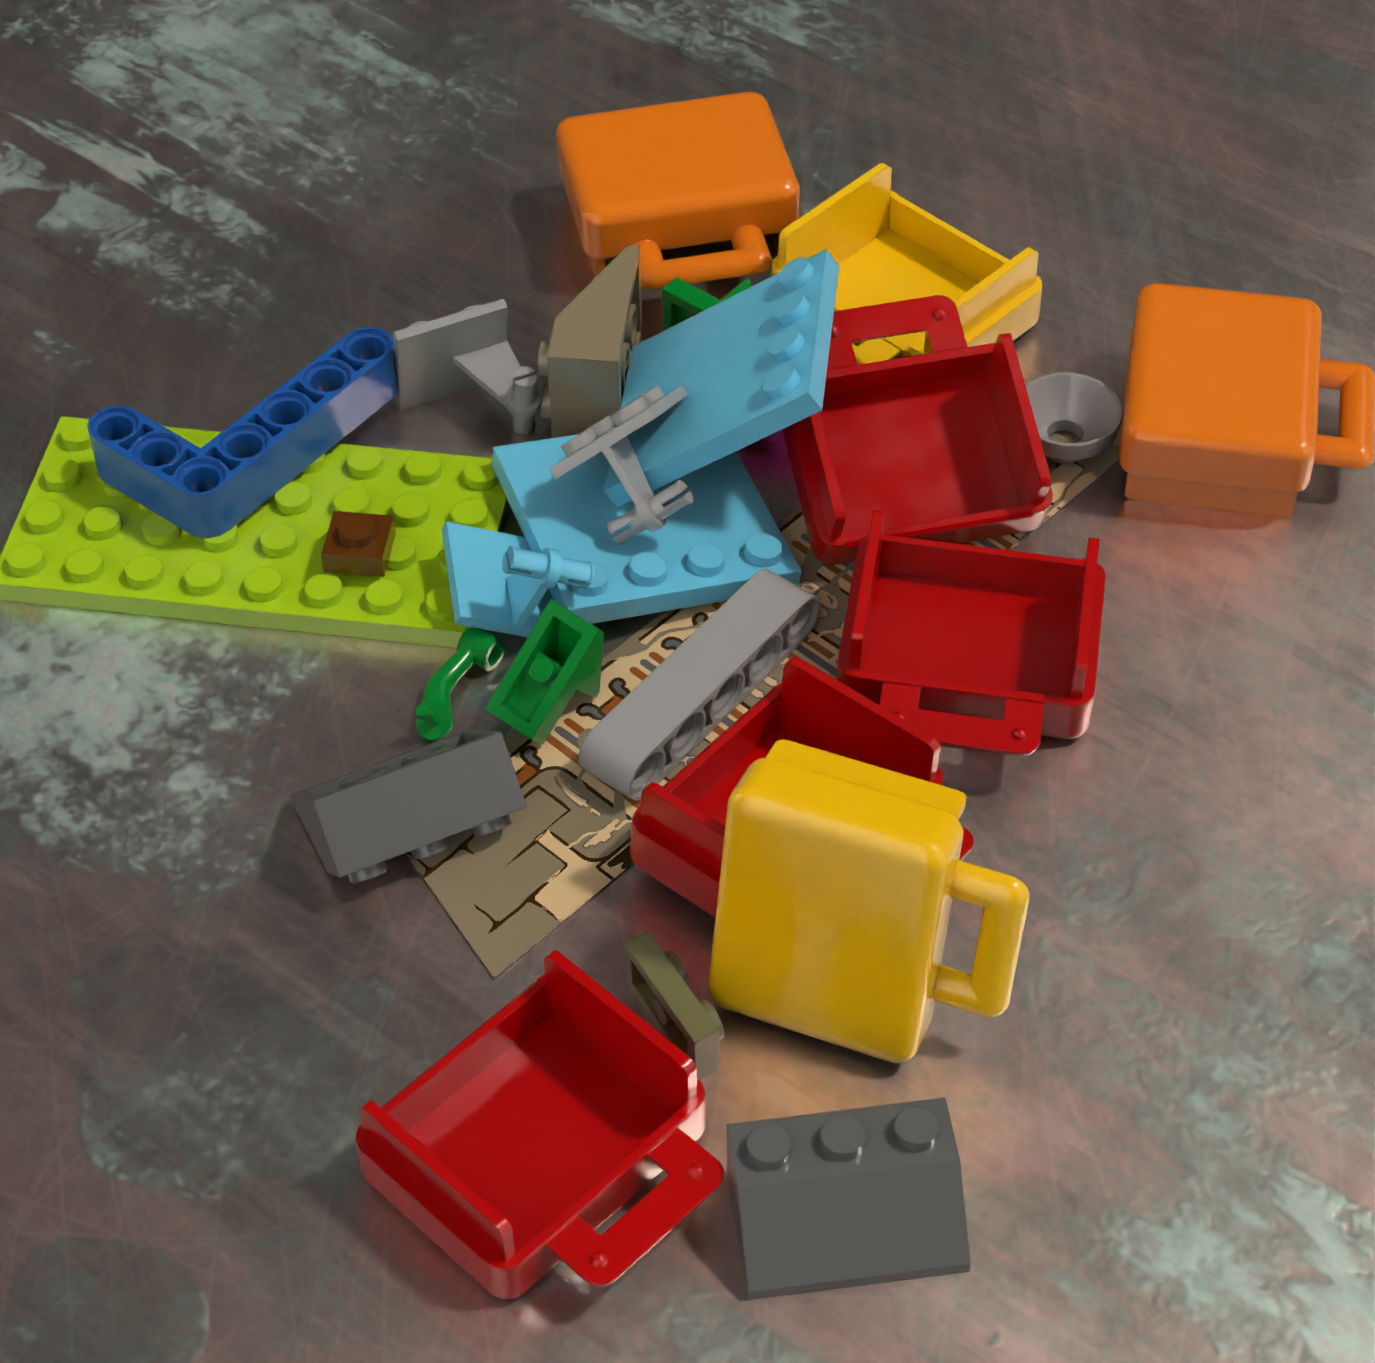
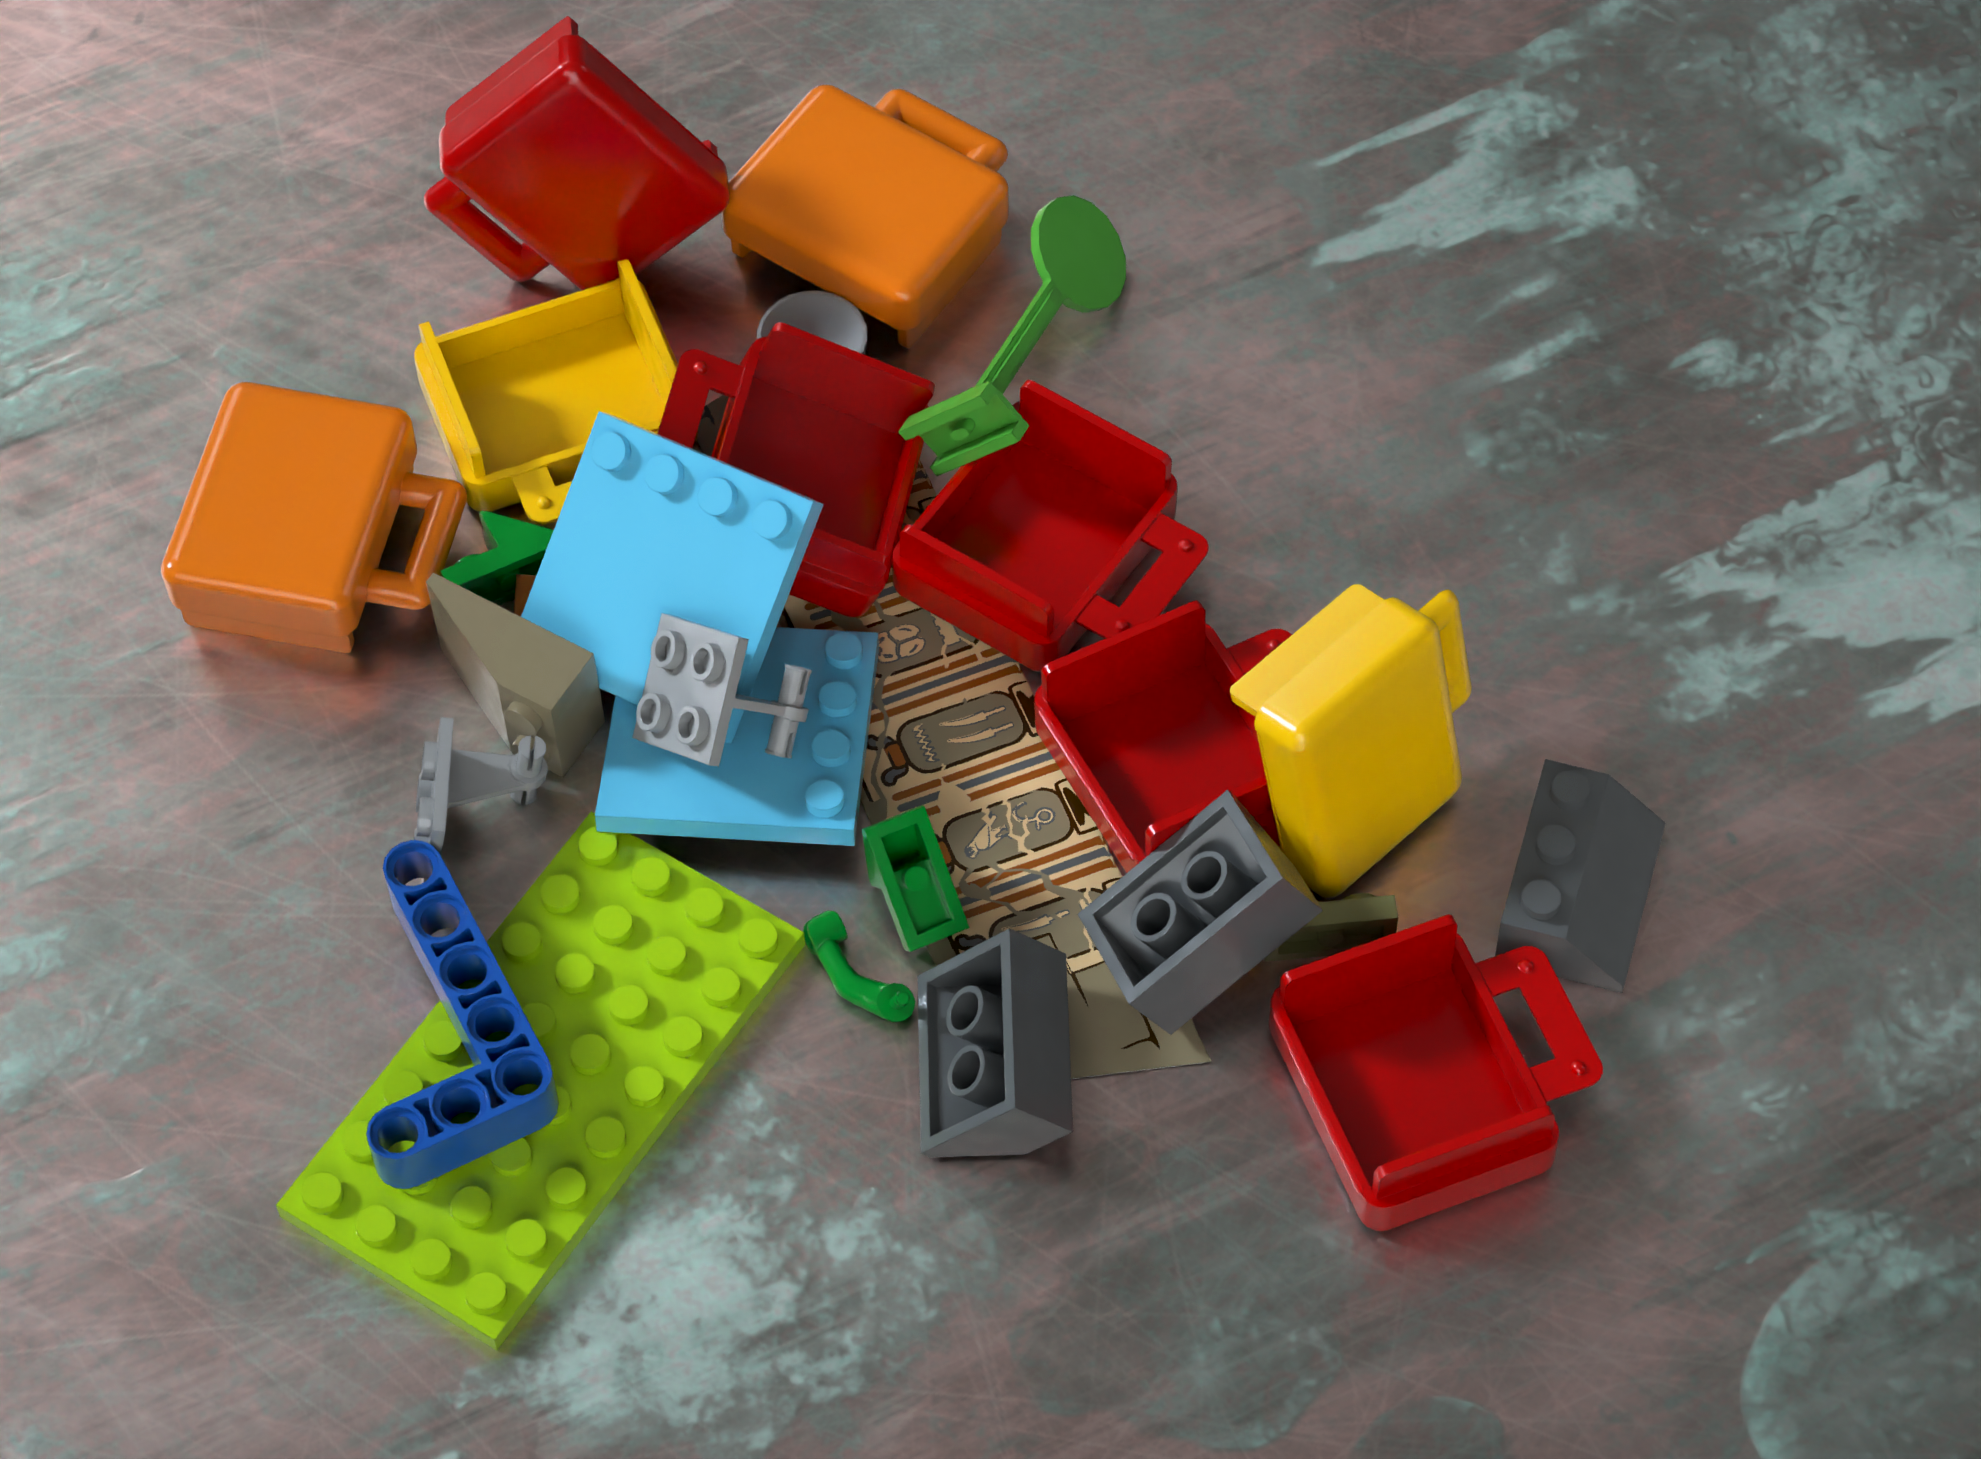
camera: 65 degrees left, 10 degrees up
(358, 543) = (652, 979): reddish brown plate -> none
(501, 581) = (781, 879): medium azure plate -> none
(599, 874) = (1198, 913): none -> dark grey slope
(699, 684) = (977, 766): light grey beam -> none
(1086, 171) = (571, 167): none -> red piece
(1289, 550) = (1080, 267): none -> bright green piece

